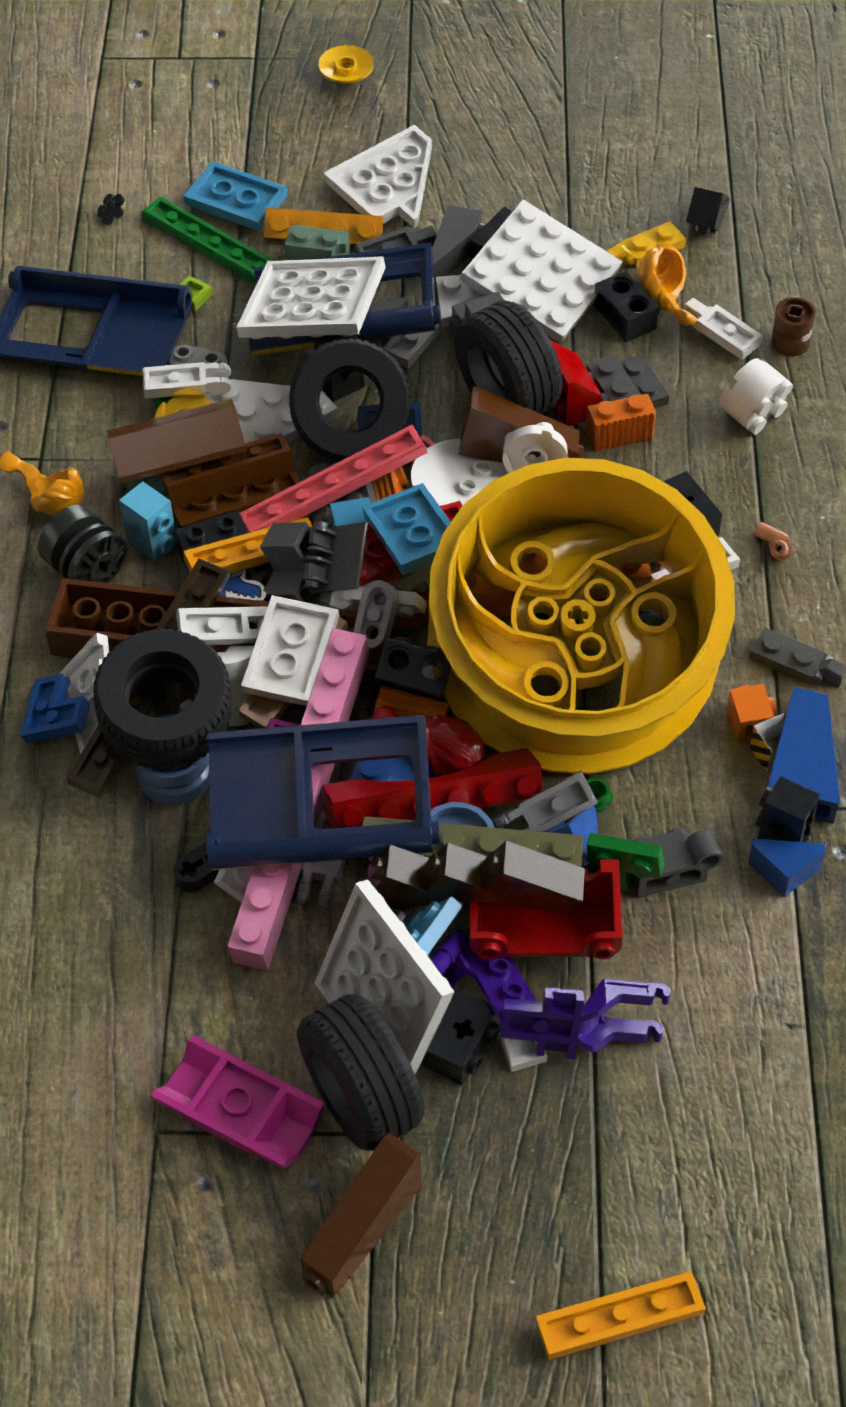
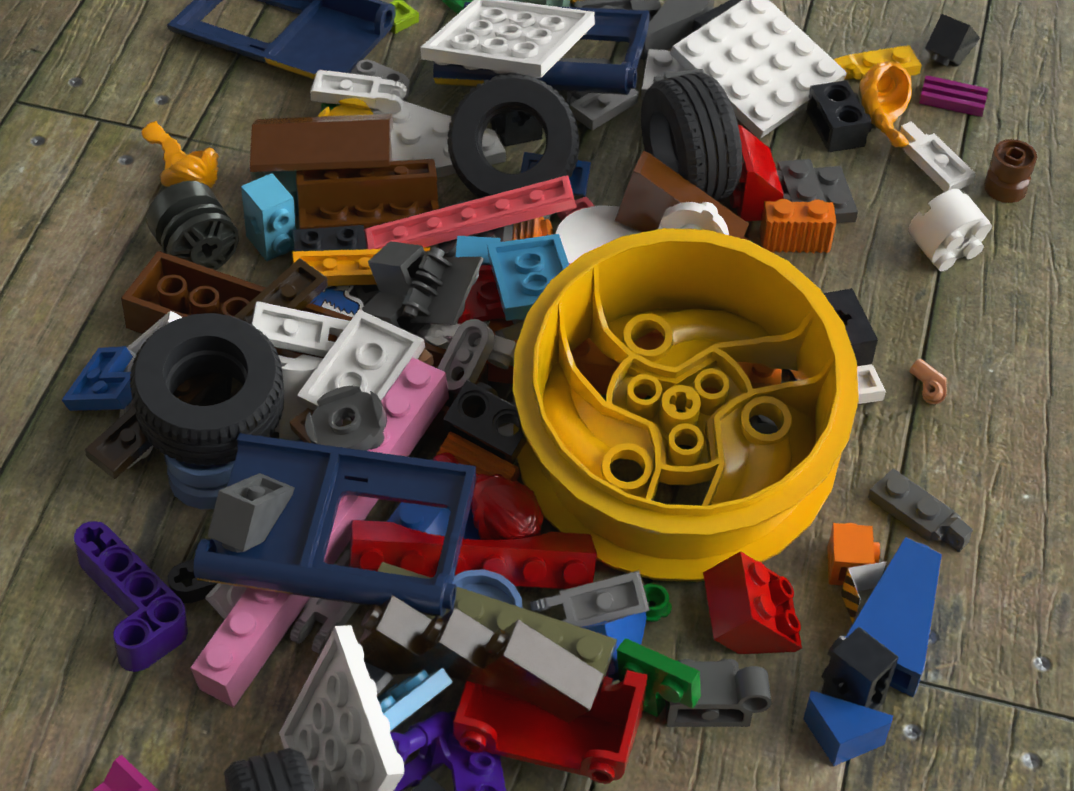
camera: 10 degrees right, 5 degrees down
(109, 866) = (125, 581): none -> dark purple beam
(240, 801) = (248, 511): none -> dark grey slope
(300, 683) = (364, 410): none -> dark grey plate
(680, 778) = (751, 607): none -> red slope
(722, 262) = (953, 95): none -> magenta tile

